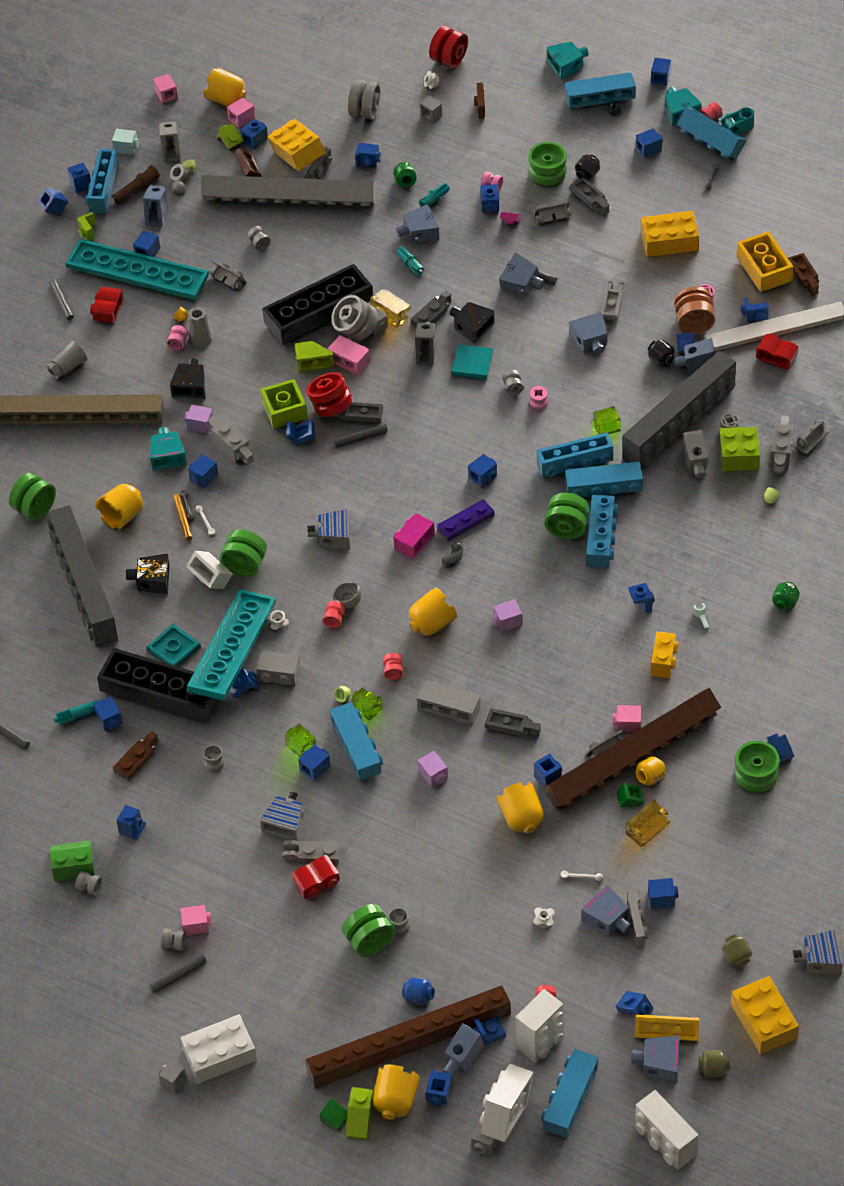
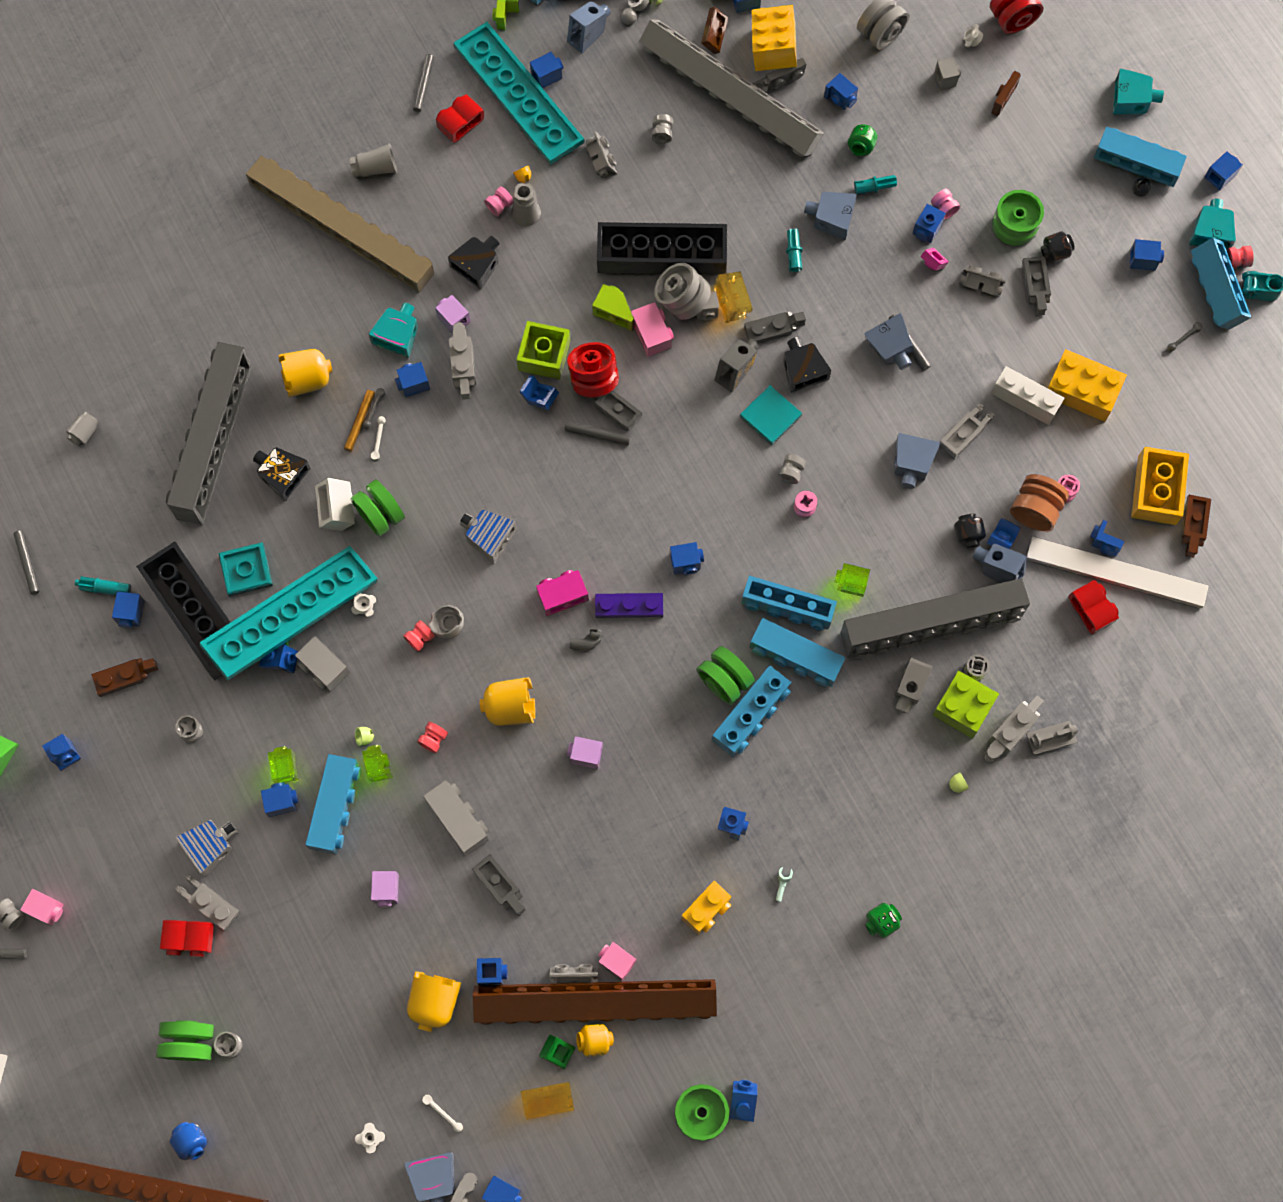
camera: 30 degrees right, 20 degrees up
(32, 496) = (226, 307): bright green wheel -> none
(636, 259) = (1027, 395): none -> white brick

